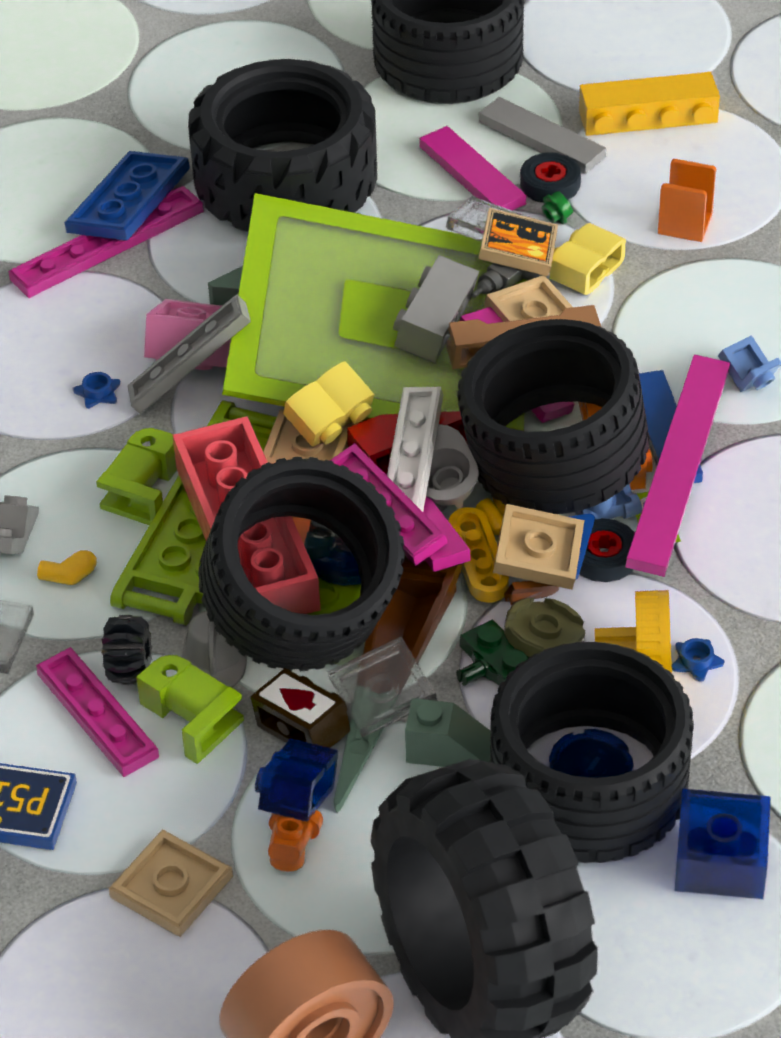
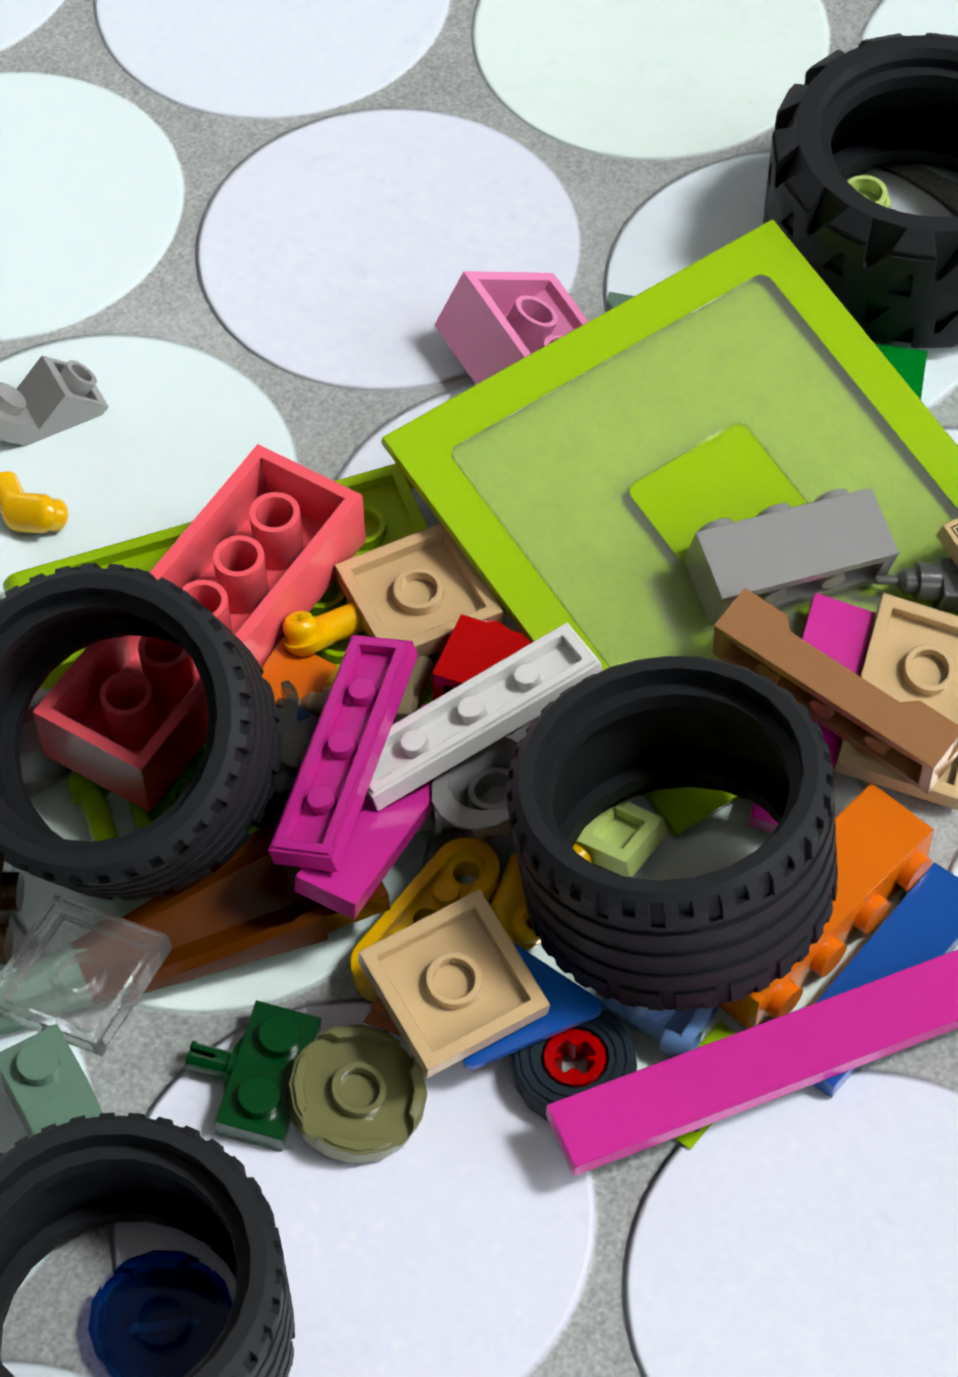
camera: 50 degrees right, 10 degrees up
(89, 251) = (610, 148): dark pink tile -> none
(97, 388) = (355, 308): blue plate -> none
(127, 195) = (689, 109): blue tile -> none
(135, 472) = (208, 452): lime piece -> none
(188, 353) = (447, 360): light grey tile -> none
(329, 404) = (470, 565): light yellow brick -> none
(651, 631) = (385, 1247): yellow piece -> none
(696, 648) = (472, 1304): blue plate -> none

